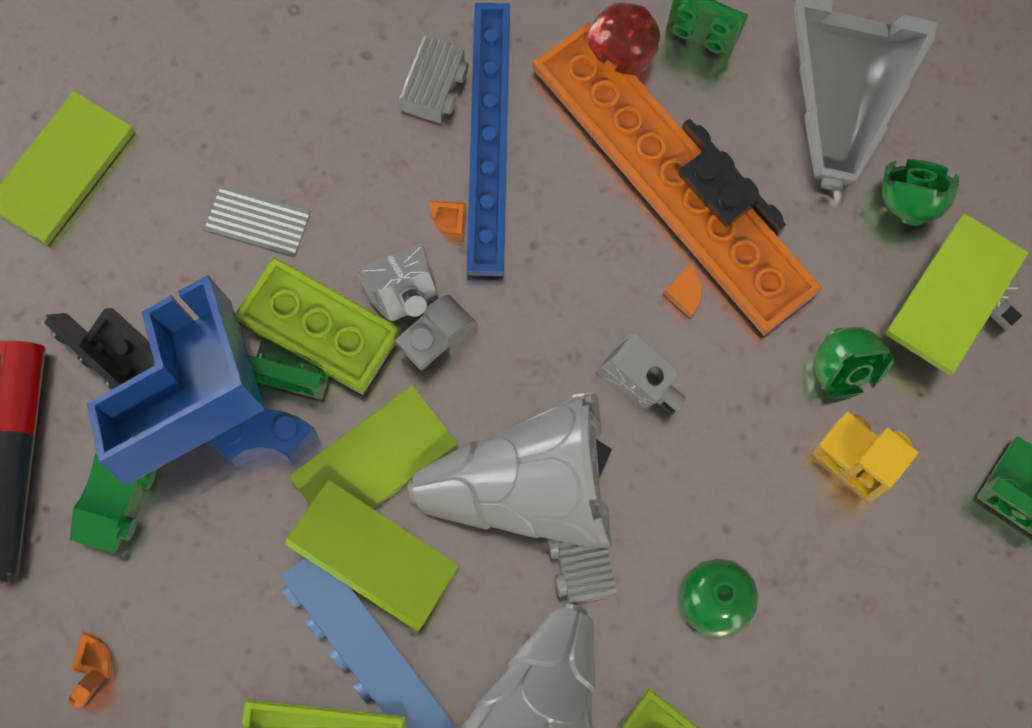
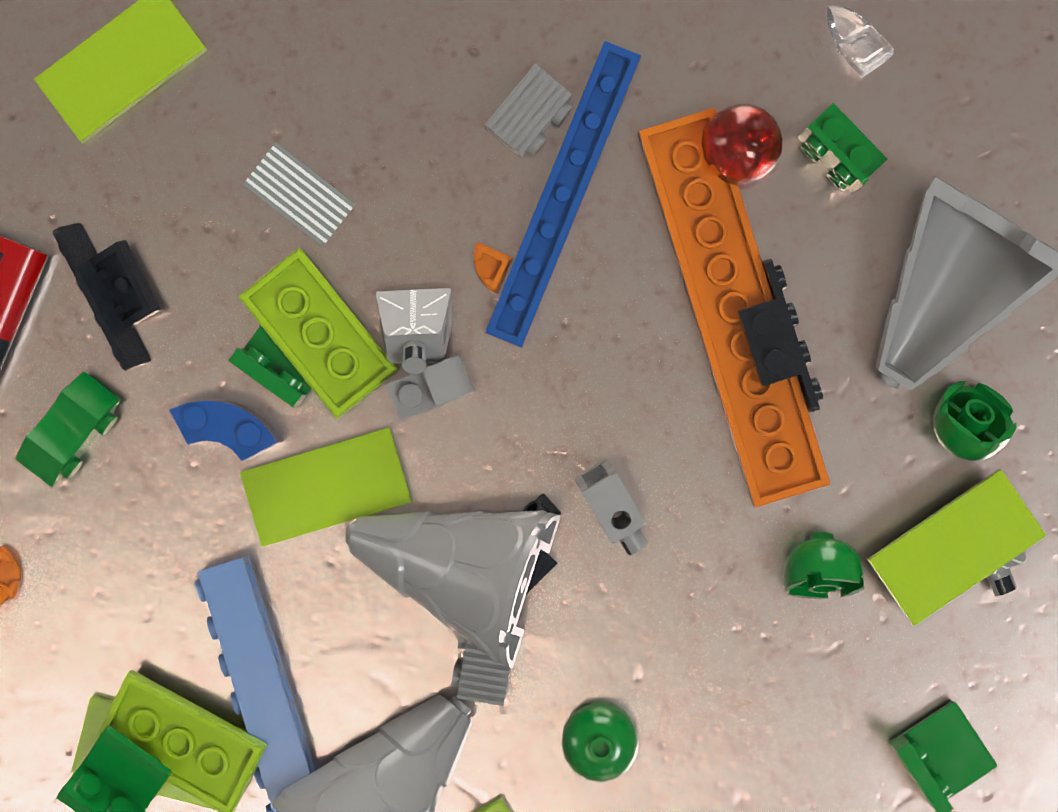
camera: 25 degrees right, 15 degrees up
(188, 397) = (174, 372): blue piece -> none
(372, 555) = (289, 582): lime tile -> none
(685, 291) = (695, 432): orange tile -> none
(862, 458) = (794, 669): yellow brick -> none

